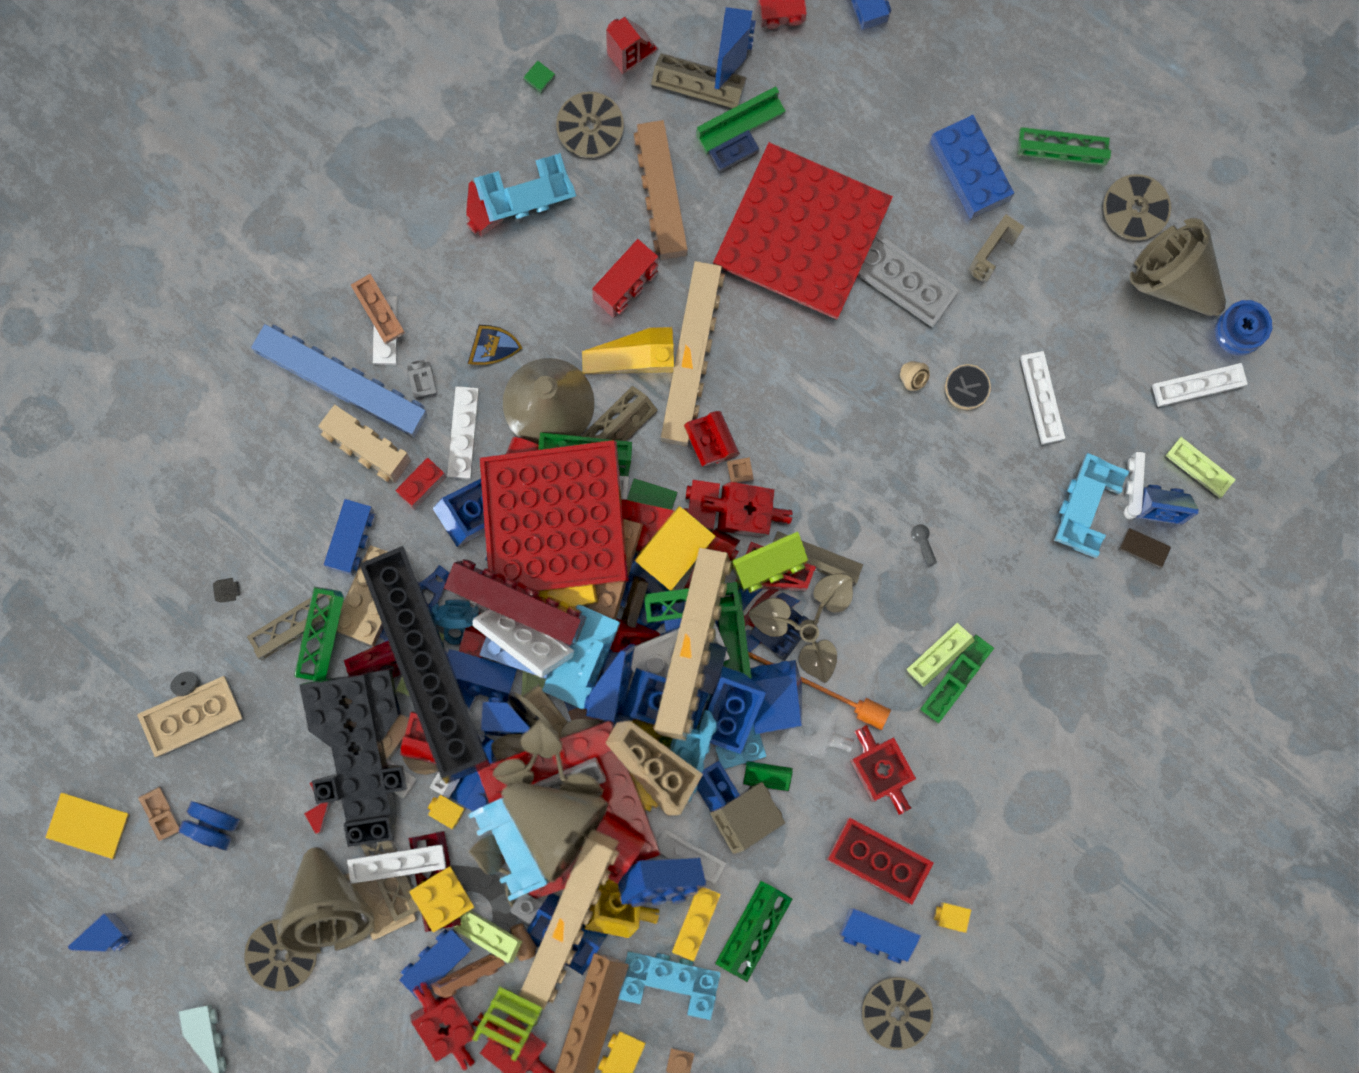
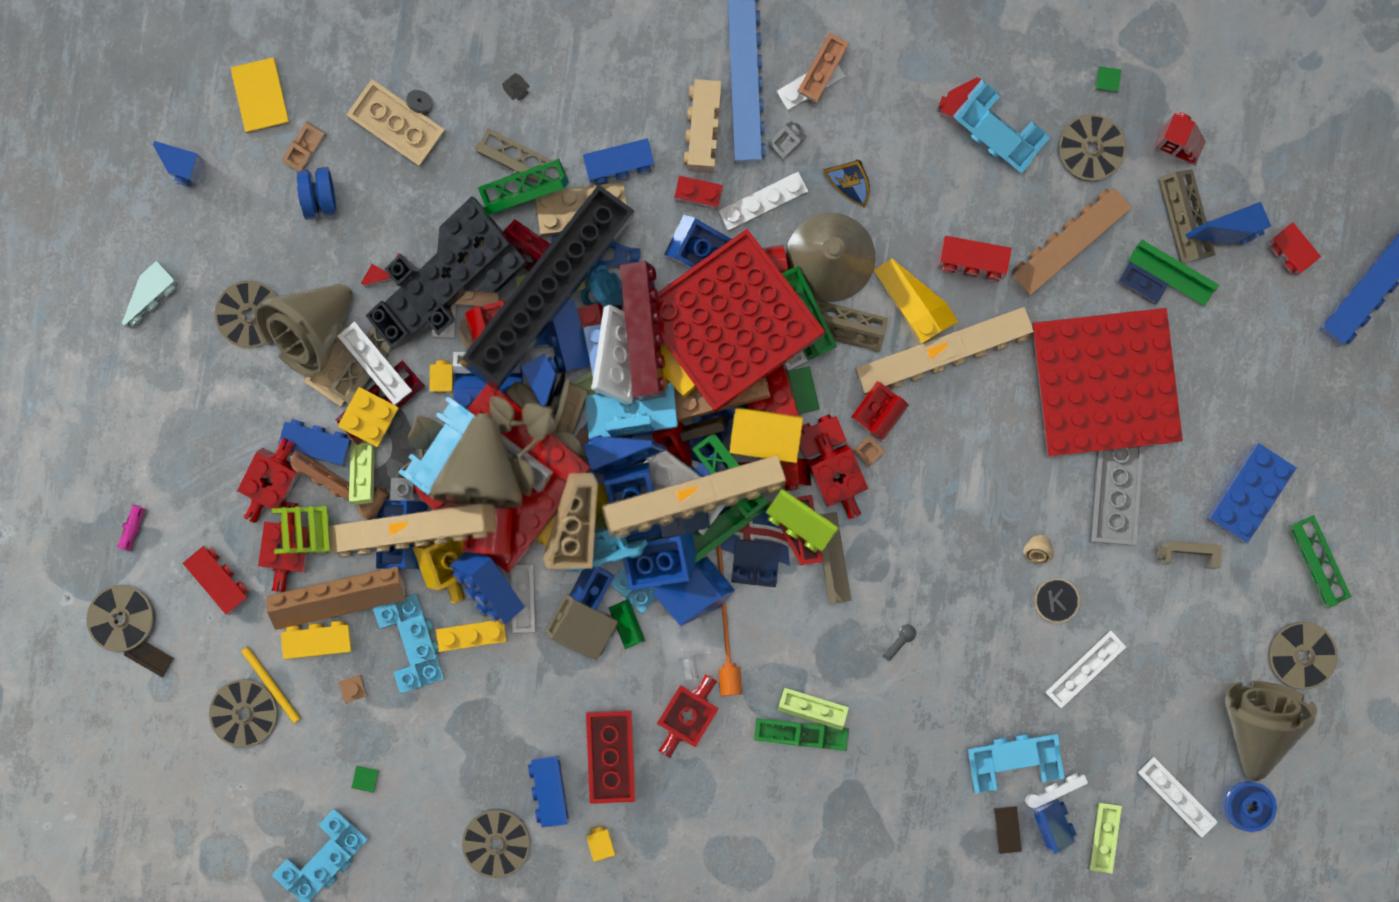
camera: 65 degrees right, 5 degrees up
(751, 929) = (493, 682): green fence -> none
(816, 658) = (748, 605): dark tan plant -> none

